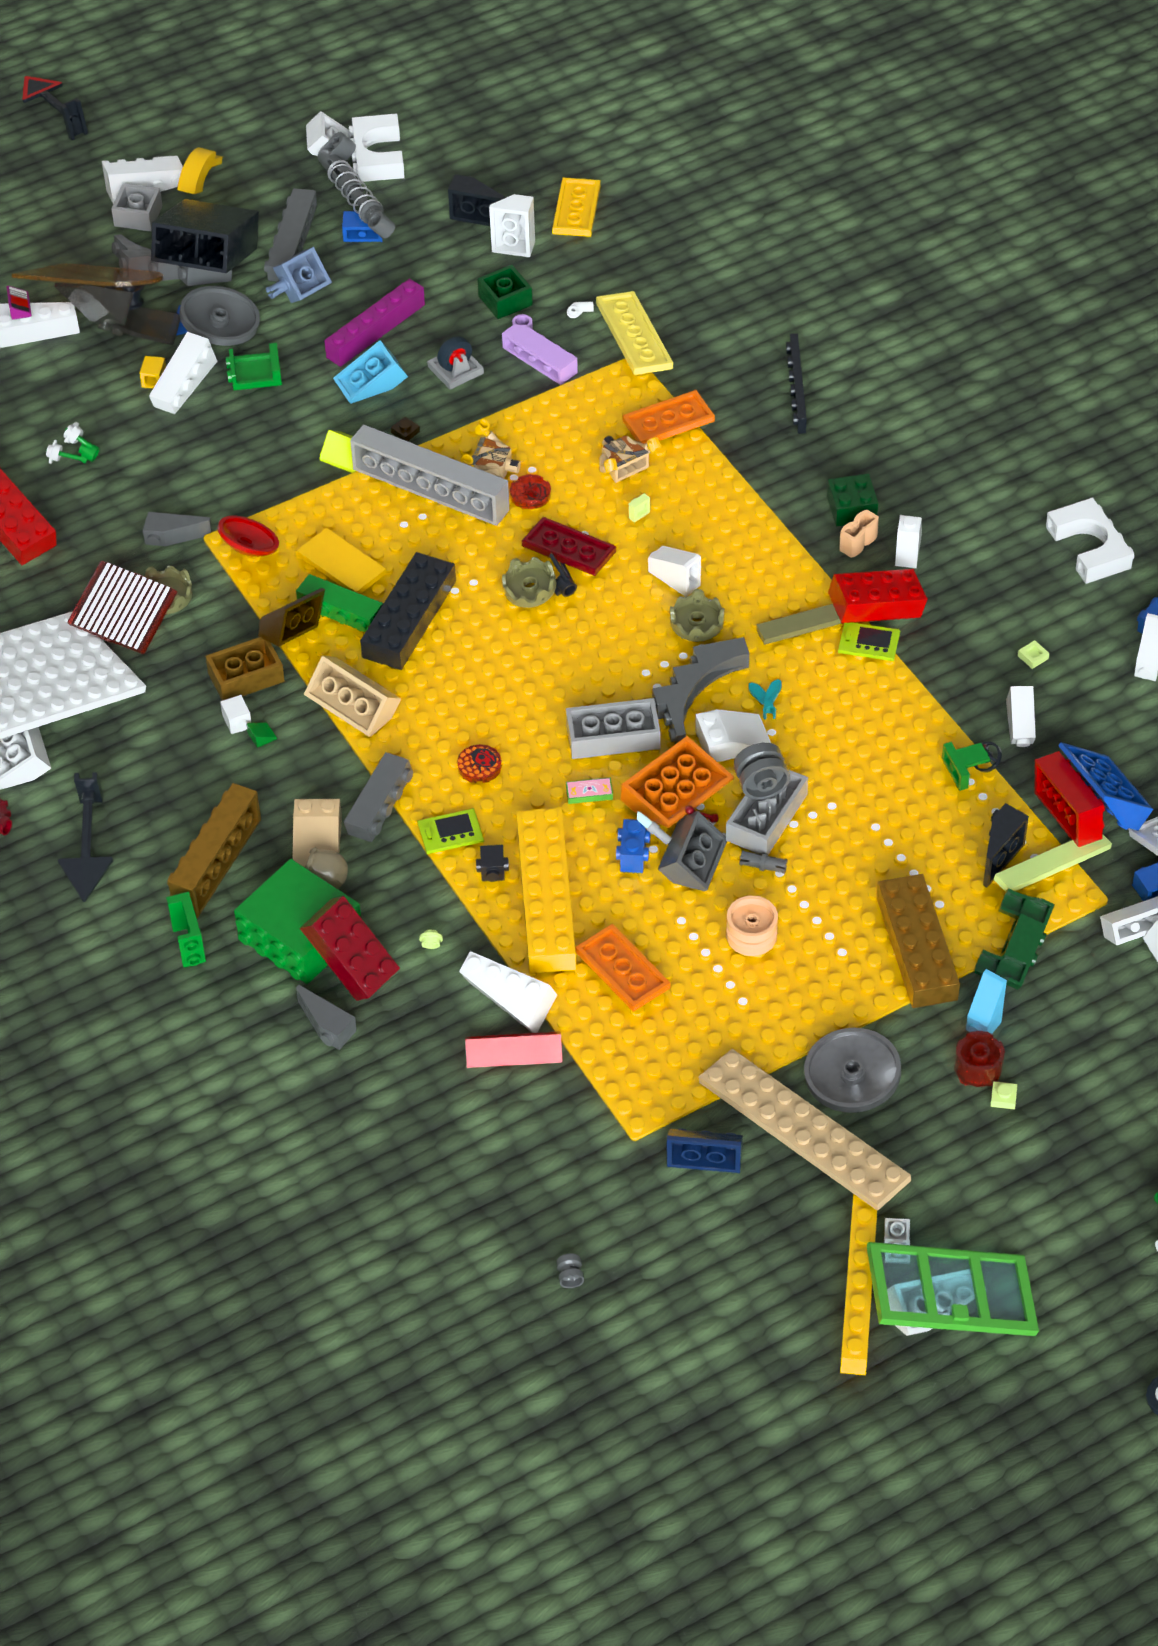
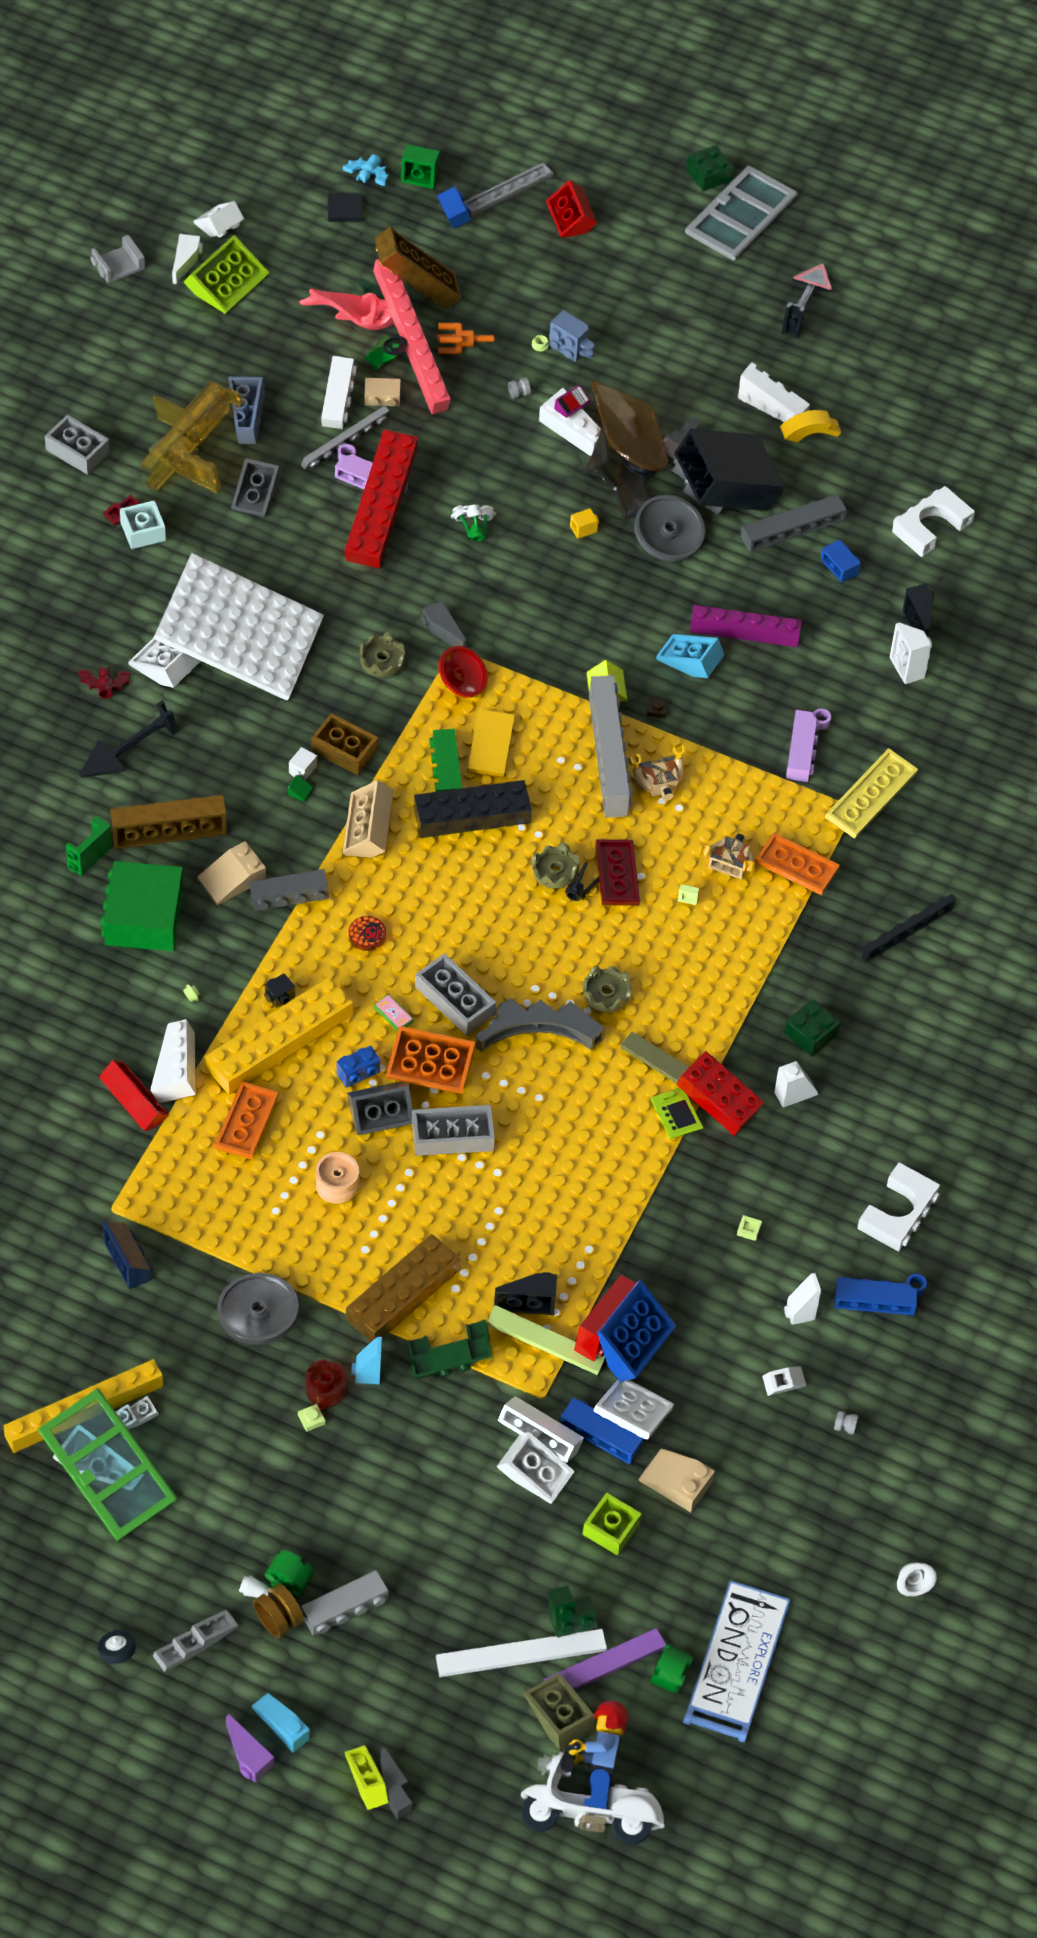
camera: 50 degrees right, 5 degrees up
(122, 607) = (340, 639): piece -> none
(136, 207) = (737, 412): light grey brick -> none
(183, 373) = (594, 541): white wedge -> none
(254, 369) = (639, 581): green panel -> none
(291, 278) = (739, 558): sand blue brick -> none
(292, 619) = (401, 743): dark brown slope -> none
(321, 130) = (915, 483): white slope -> none
(328, 866) = (200, 894): dark tan hair -> none
(330, 1022) = (77, 971): dark grey slope -> none
(335, 160) = (880, 512): dark grey piece -> none
(349, 948) = (132, 946): dark red brick -> none
(450, 831) = (294, 950): lime container -> none
(455, 363) = (744, 700): plate -> none
(505, 291) = (843, 687): dark green brick -> none
(530, 492) = (653, 819): clear red tile -> none
(576, 207) = (983, 683): yellow tile -> none
(578, 308) = (872, 744): white arm -> none
(653, 828) = (375, 1067): piece -> none
(676, 568) = (642, 950): white slope -> none
(713, 817) = (426, 1103): dark red hinge -> none
(727, 733) = (511, 1072): white slope -> none
(761, 771) = (463, 1102): dark grey wheel -> none
(763, 862) = (407, 1155): dark grey pin -> none
(766, 698) = (568, 1076): teal piece -> none
(805, 1129) = (180, 1304): tan plate -> none
(859, 533) = (778, 1049): light nougat brick -> none
(959, 760) = (602, 1234): green piece -> none
(1021, 715) = (675, 1249): white slope -> none

